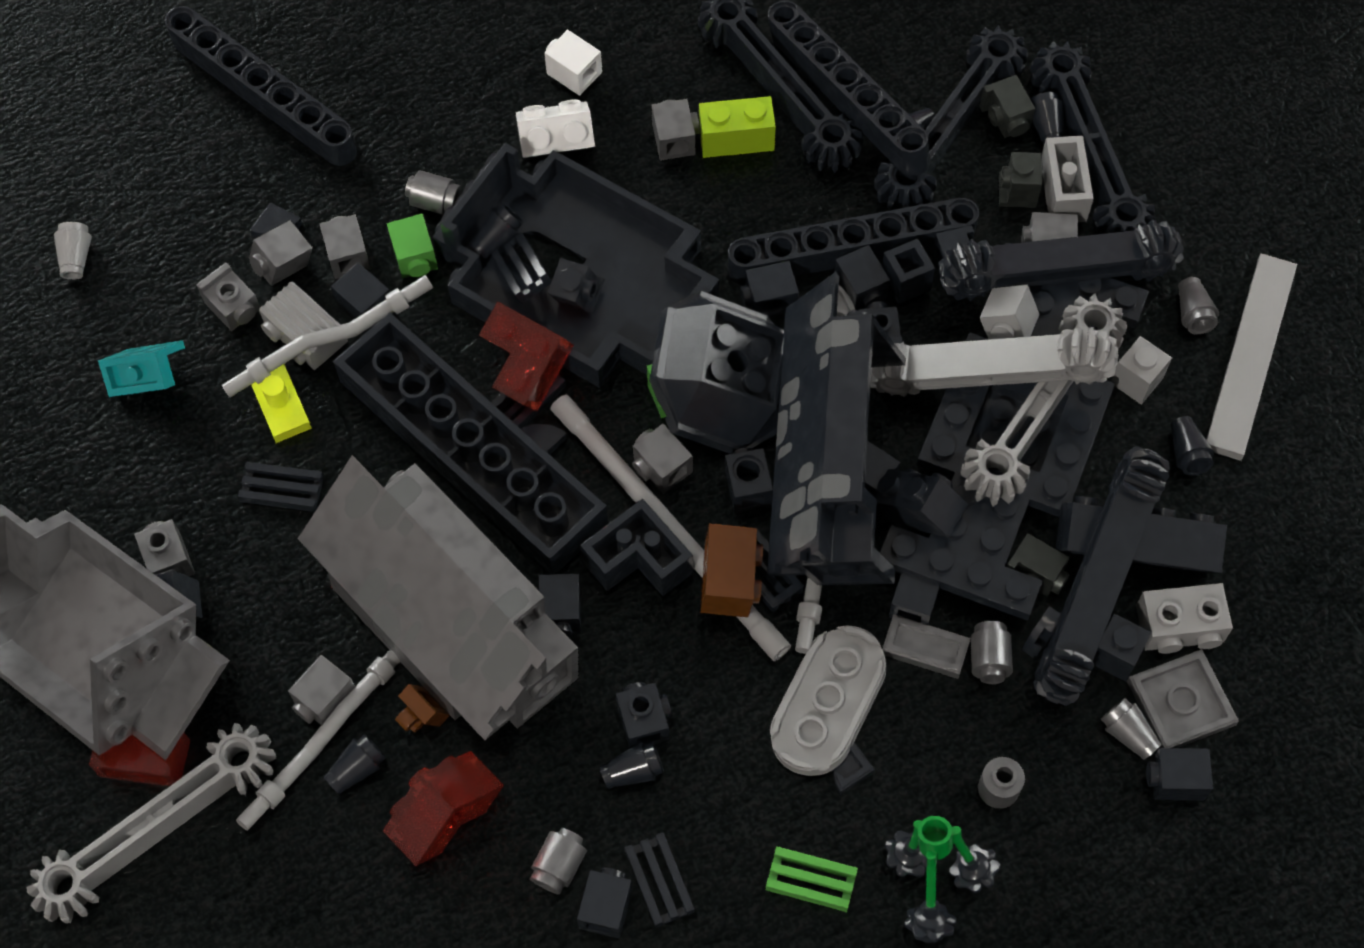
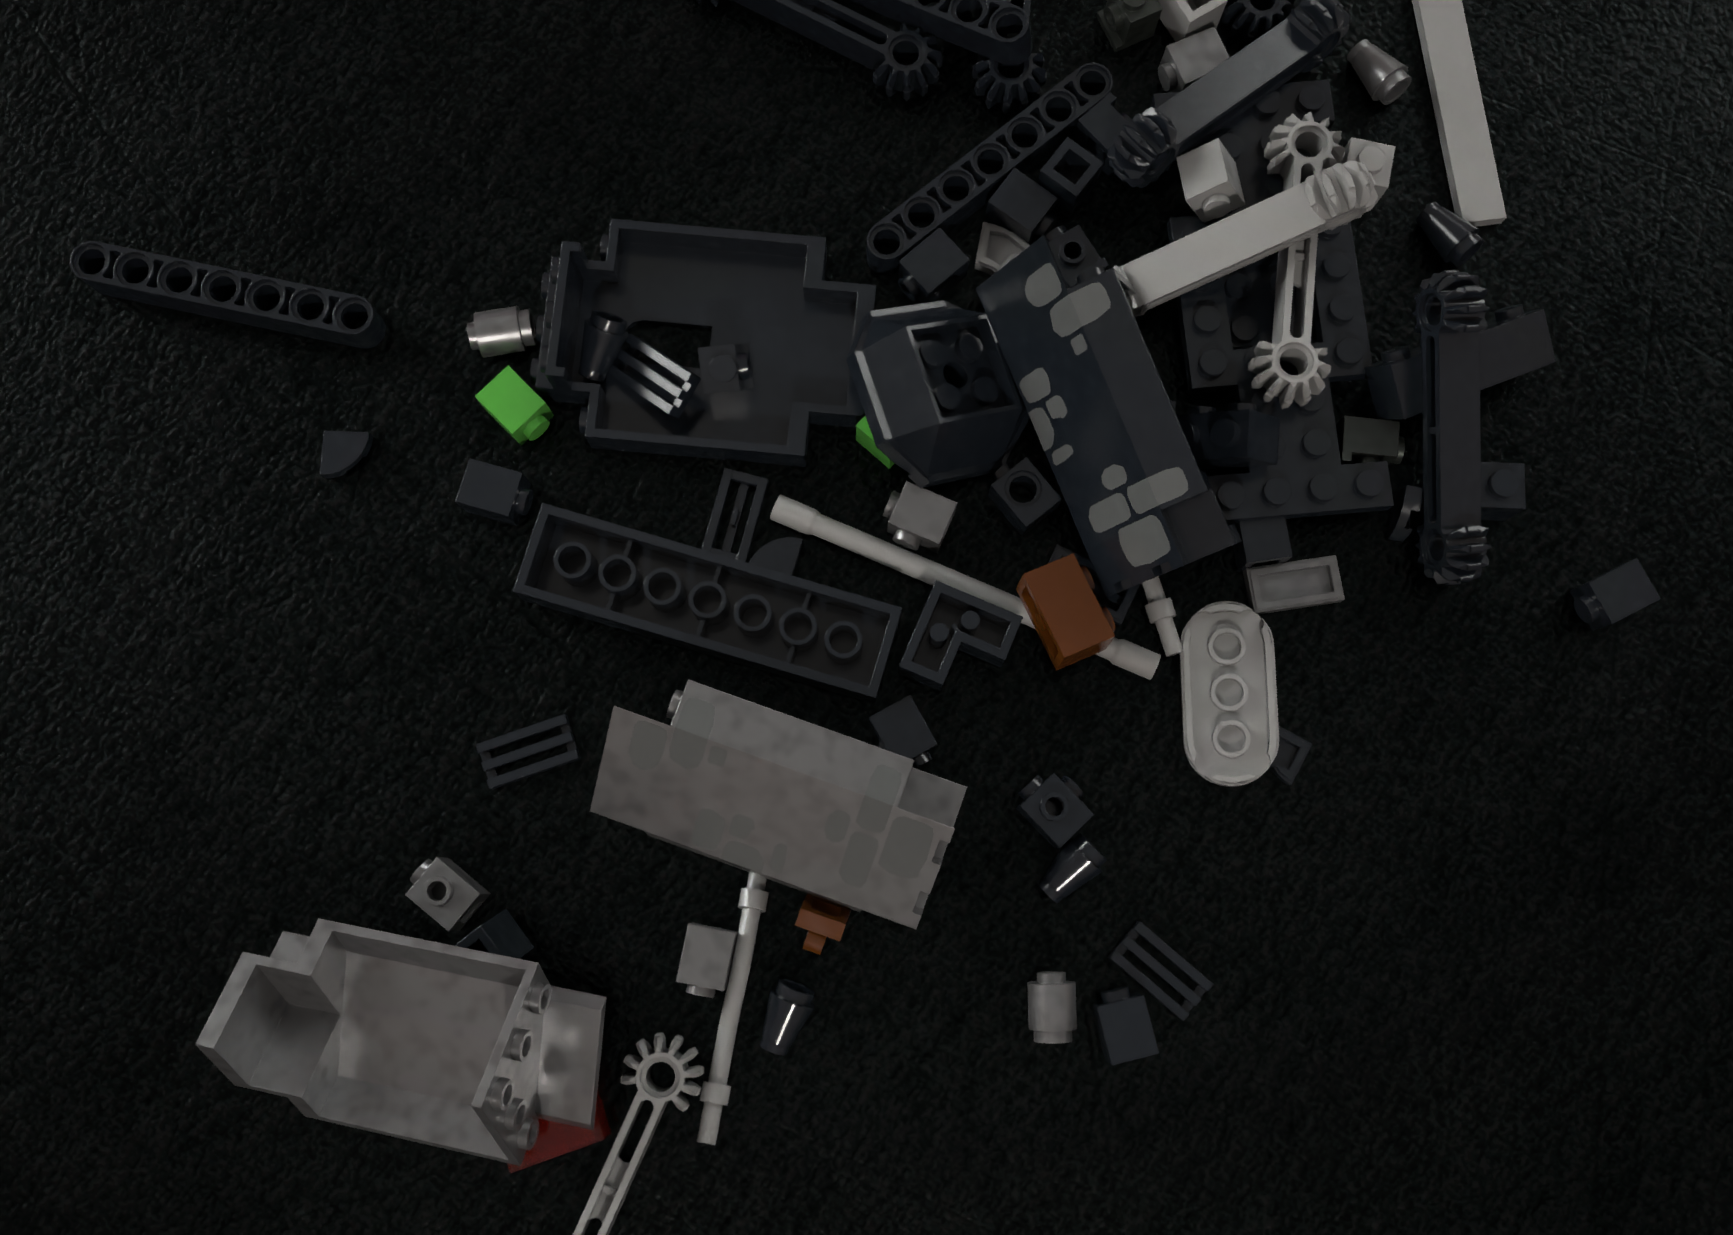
camera: 30 degrees left, 15 degrees up
(72, 248) = (129, 595): light grey cone -> none
(139, 369) = (295, 699): teal panel -> none
(228, 297) = (327, 561): flat silver brick -> none
(259, 369) = (434, 638): light grey bar -> none
(279, 253) = (372, 488): flat silver brick -> none
(281, 405) = (469, 656): neon yellow tile -> none
(295, 314) = (446, 559): light grey brick -> none
(344, 244) = (439, 441): flat silver brick -> none
(439, 804) = (905, 1017): clear red brick -> none
(534, 355) = (727, 468): clear red brick -> none
(555, 128) = (597, 191): white brick -> none
(573, 62) = (571, 99): white brick -> none
(674, 128) = (726, 126): flat silver brick -> none
(737, 126) = (794, 92): lime brick -> none
(816, 863) = (1347, 881): bright green tile -> none
(921, 849) = (1442, 806): black plant -> none
(991, 652) = (1365, 560): flat silver brick -> none
(995, 792) = (1450, 696): flat silver brick -> none
(1131, 728) = (1540, 570): flat silver cone -> none
(1182, 700) = (1572, 514): flat silver tile -> none
(1185, 617) = (1538, 424): light grey brick -> none

